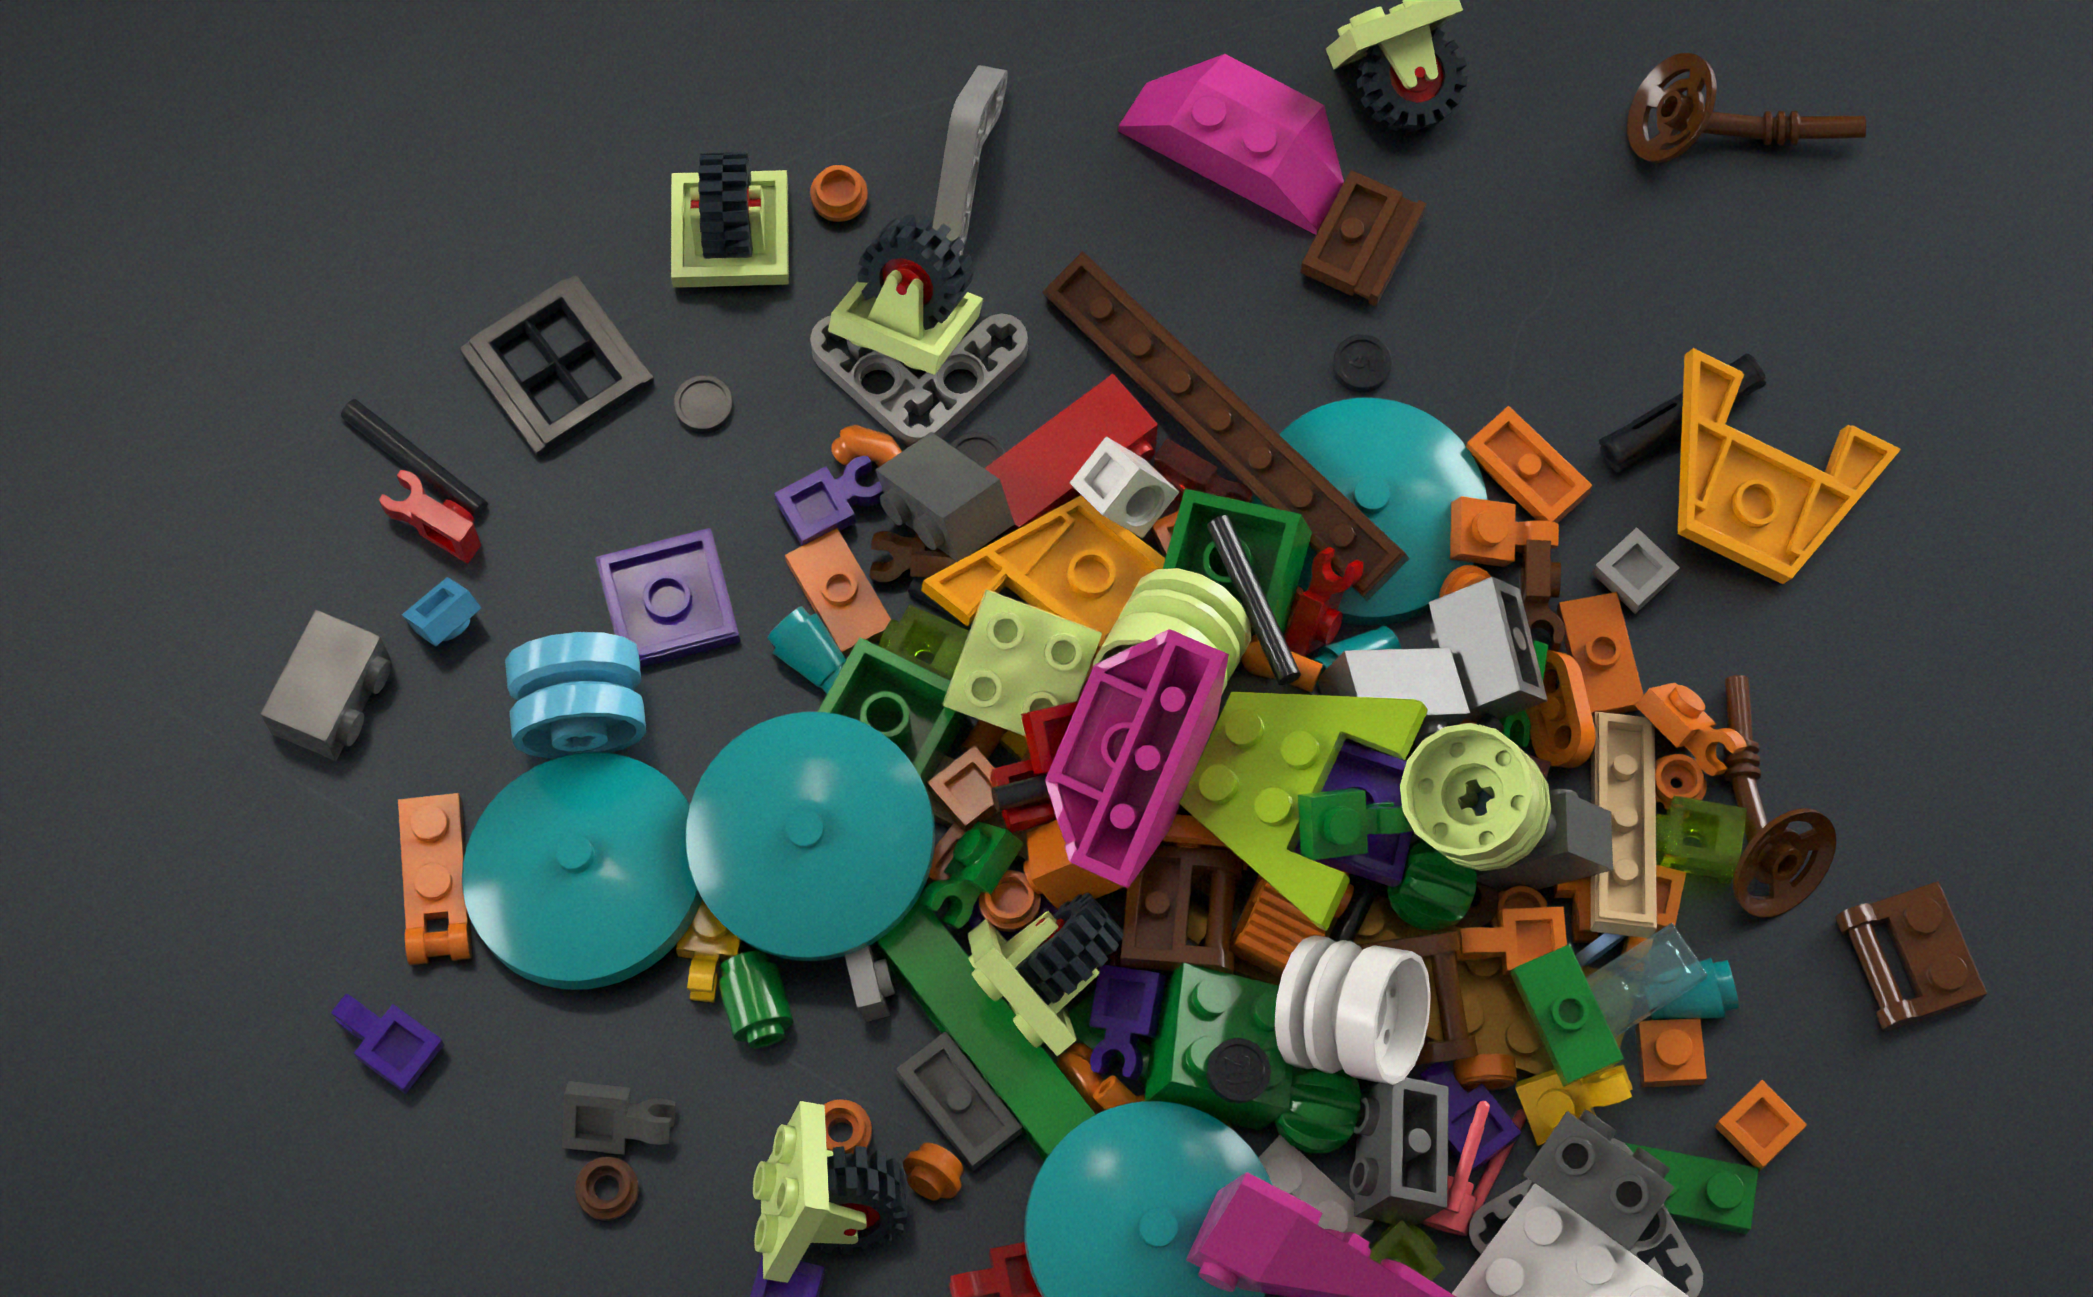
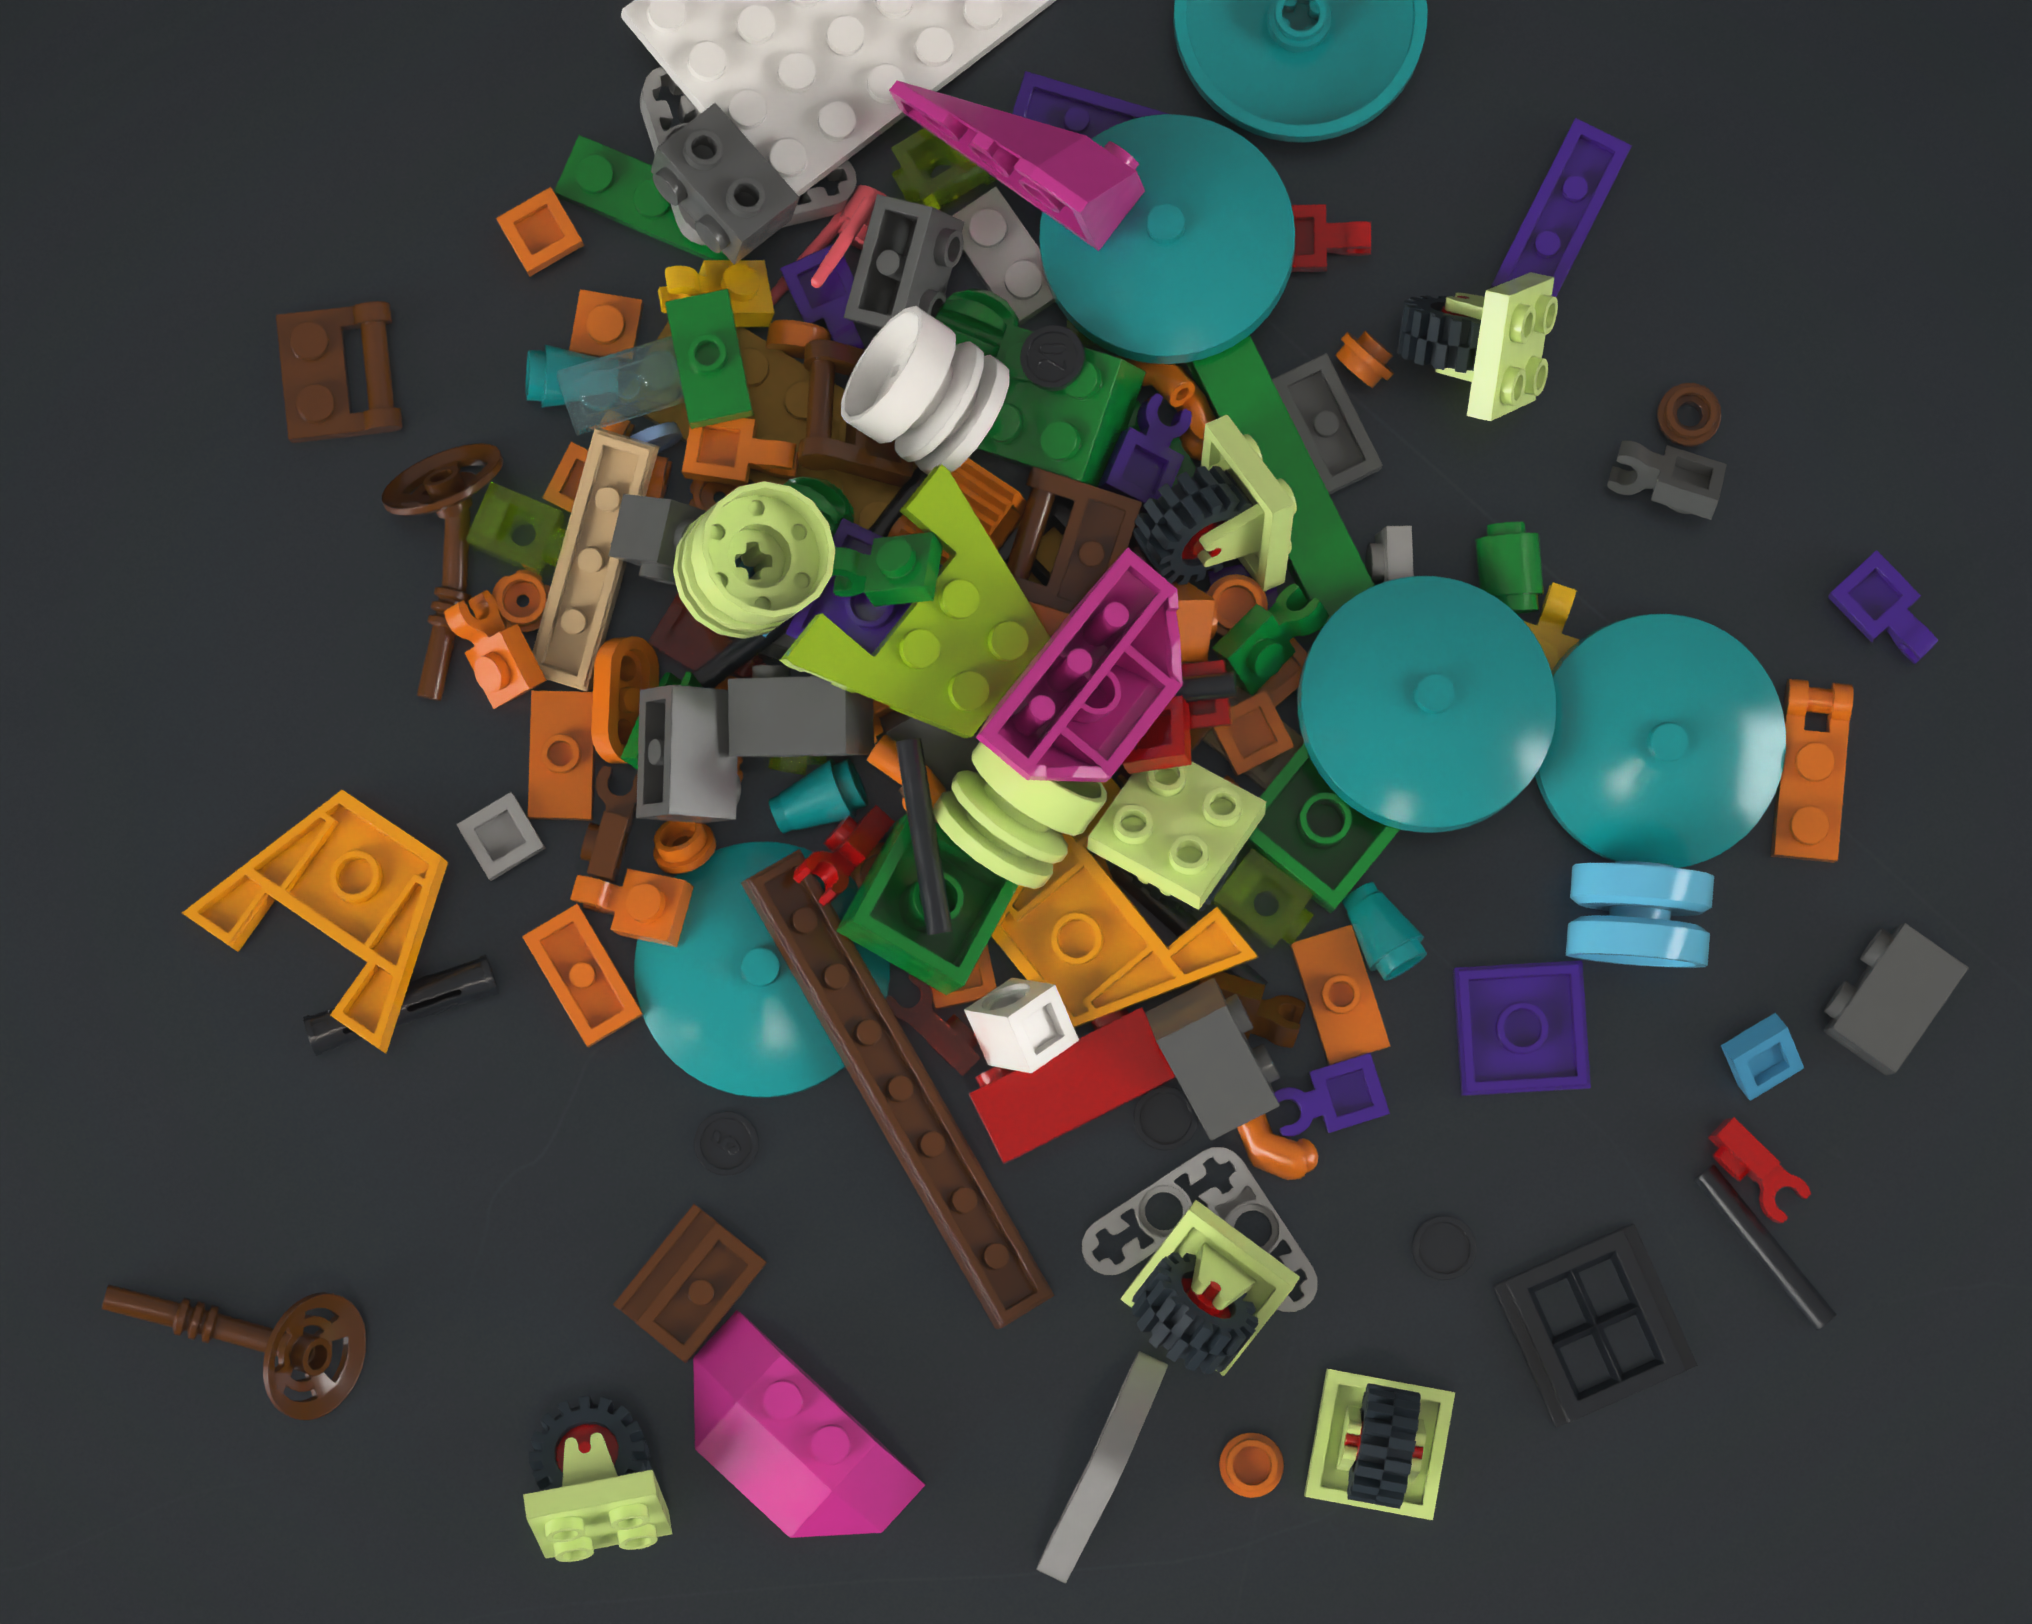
camera: 170 degrees left, 15 degrees up
(852, 1114) = (1449, 403): orange plate -> none

